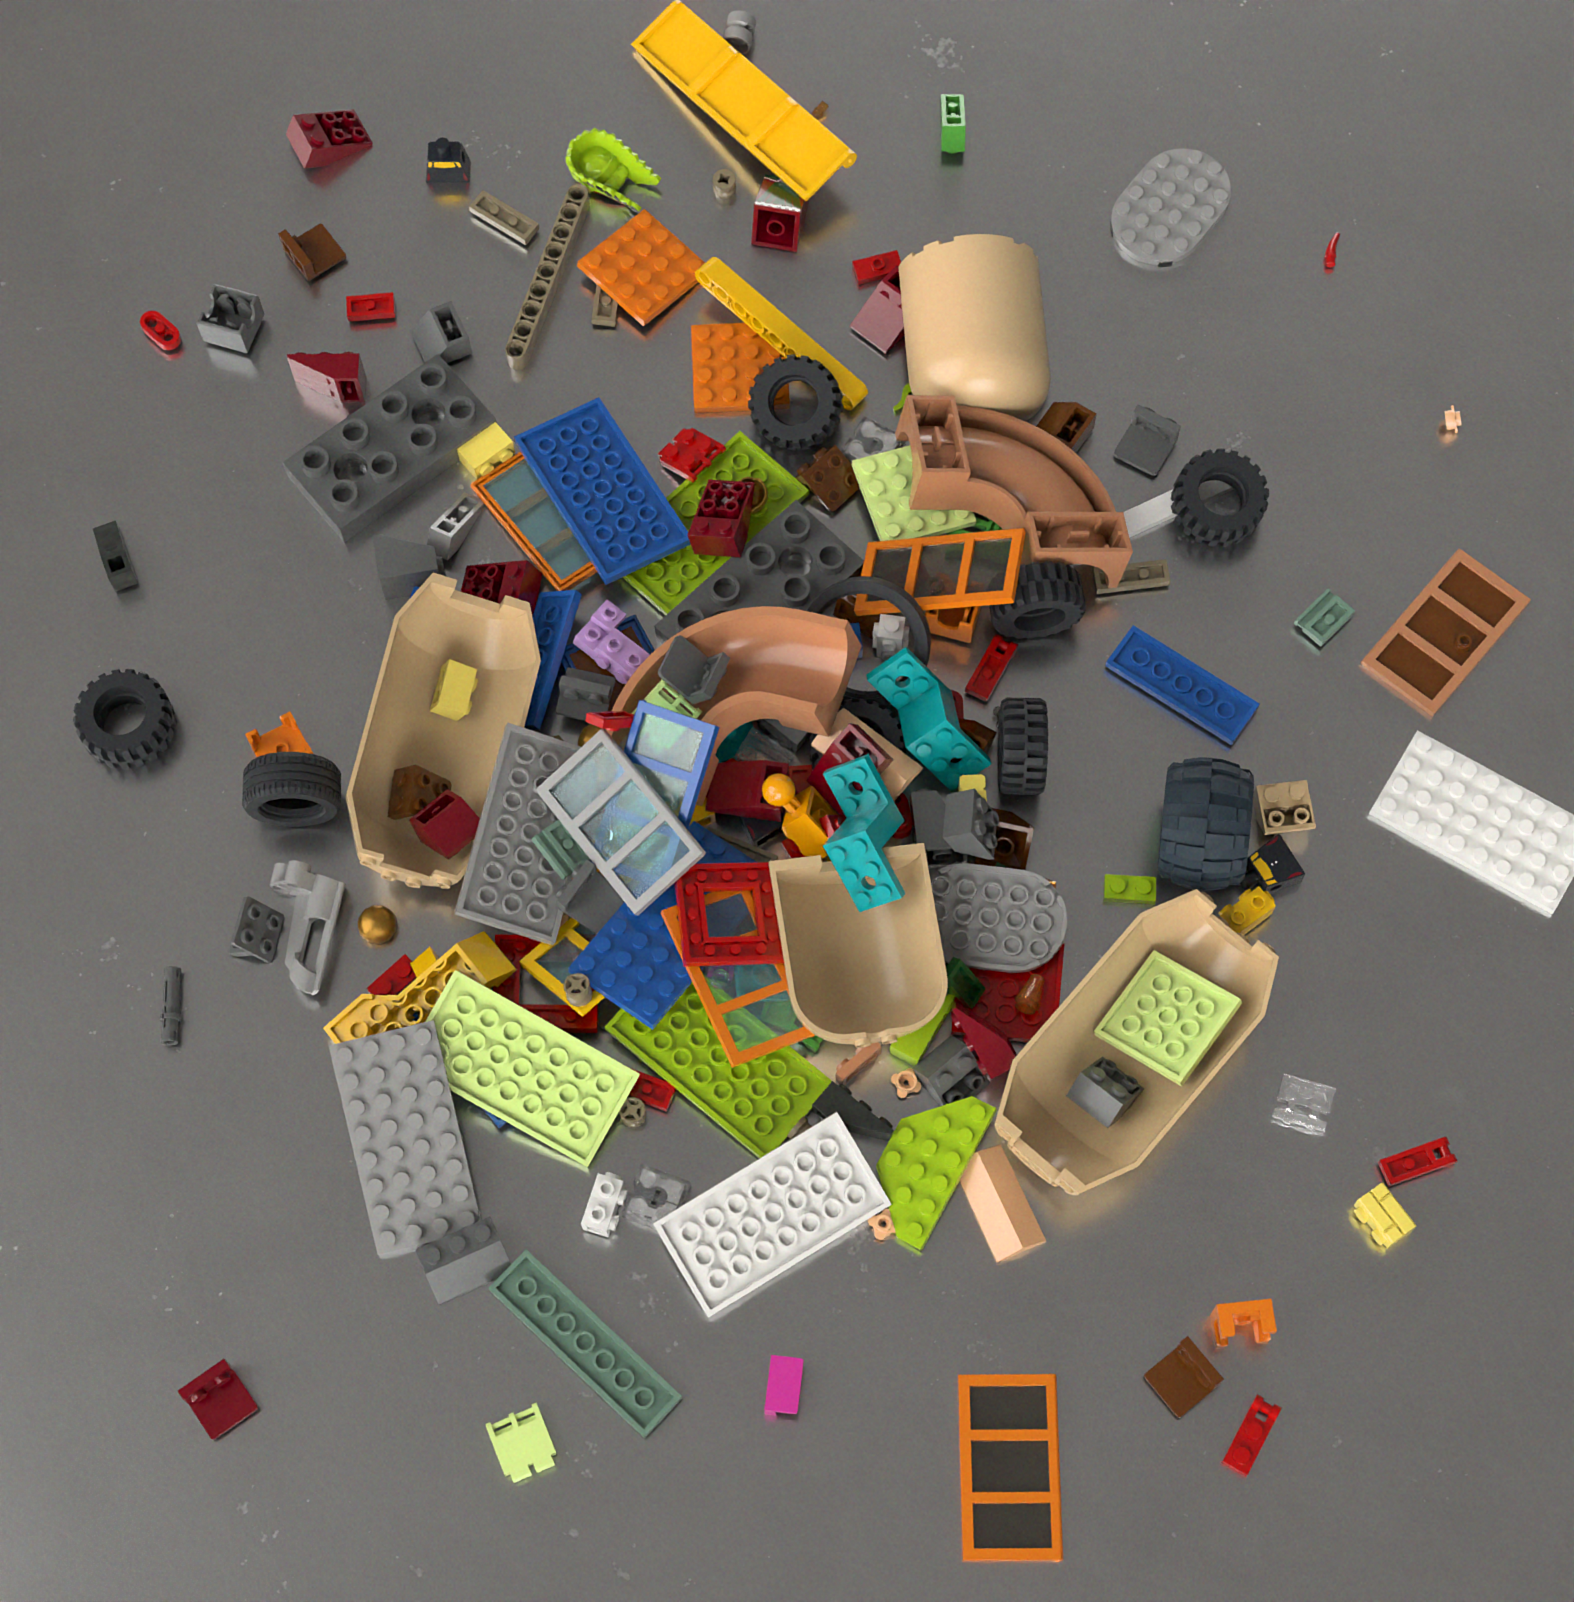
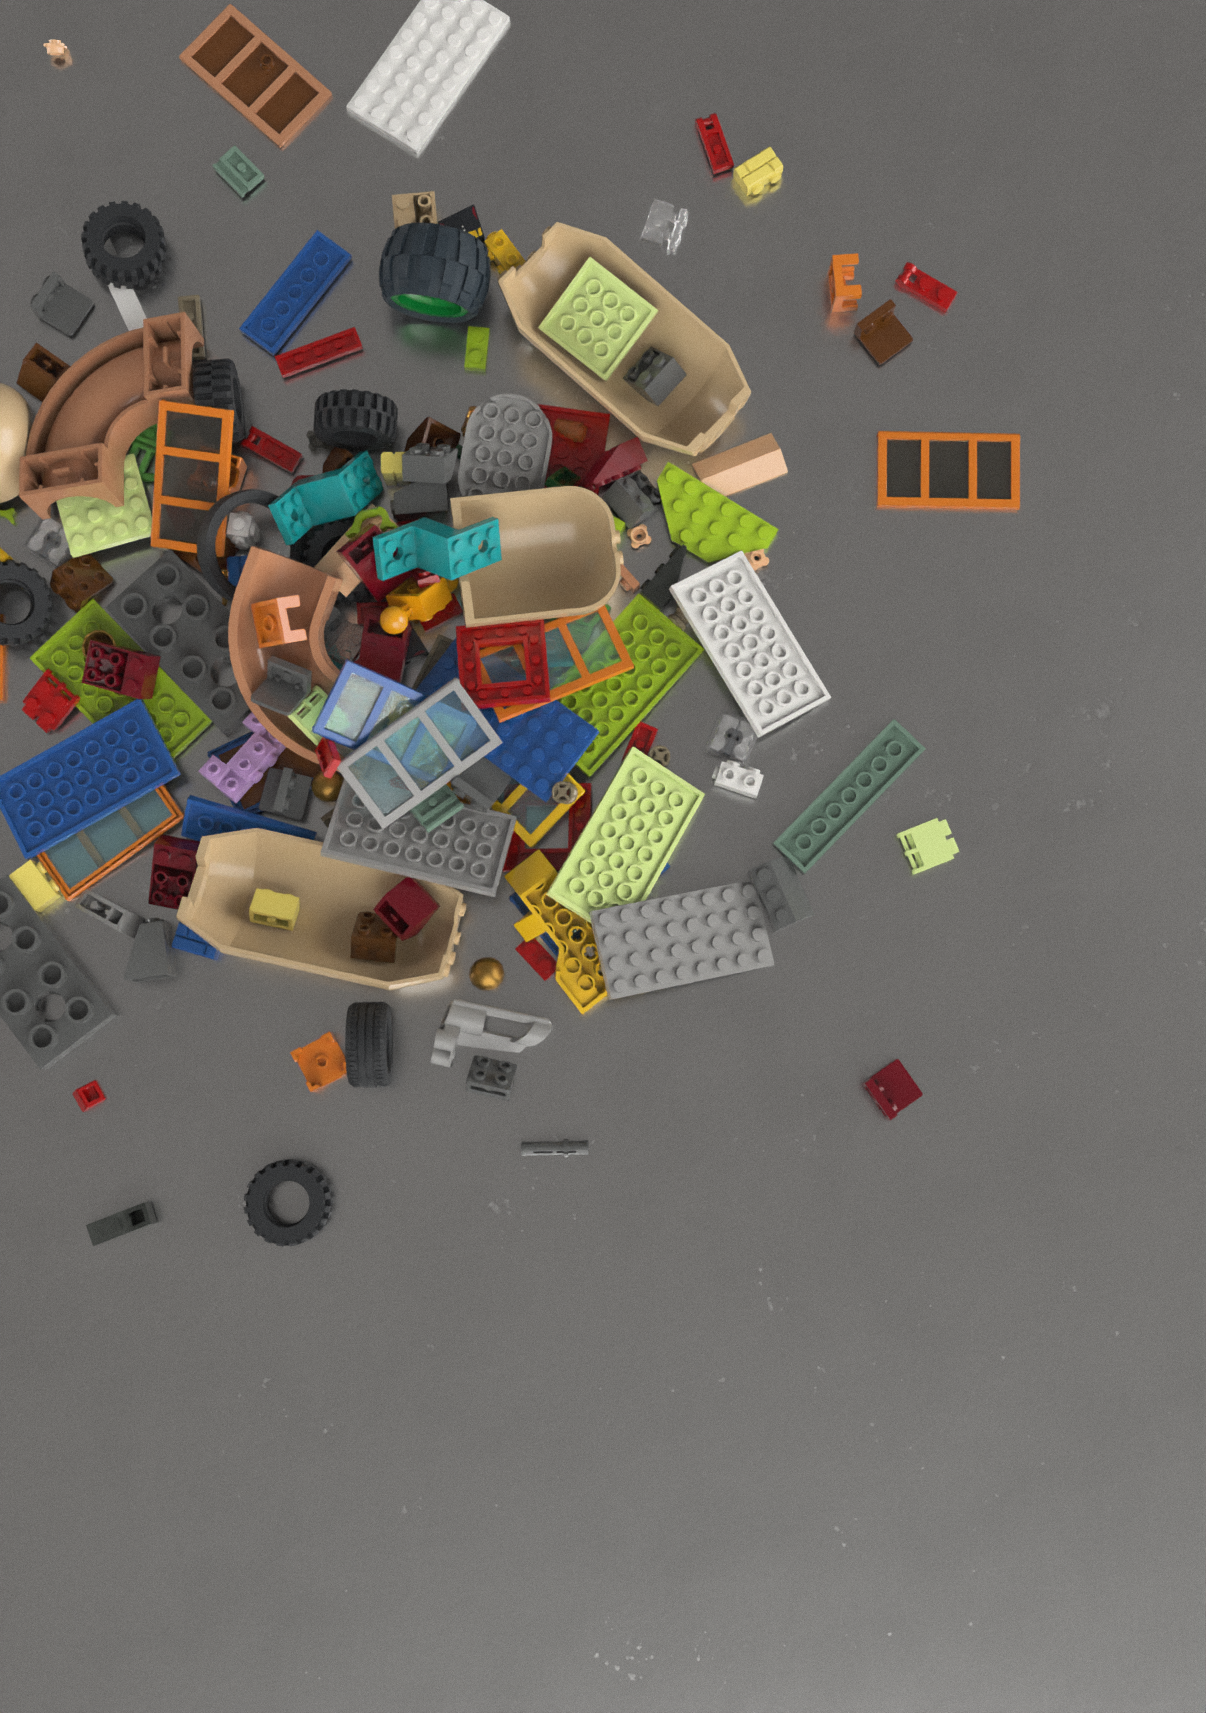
camera: 90 degrees left, 15 degrees up
(256, 517) = (88, 1096): none -> red slope
(763, 651) = (273, 624): none -> orange panel
(783, 1385) = (887, 639): dark pink panel -> none
(905, 755) = (370, 513): none -> lime helmet
(1111, 713) = (318, 352): none -> red plate

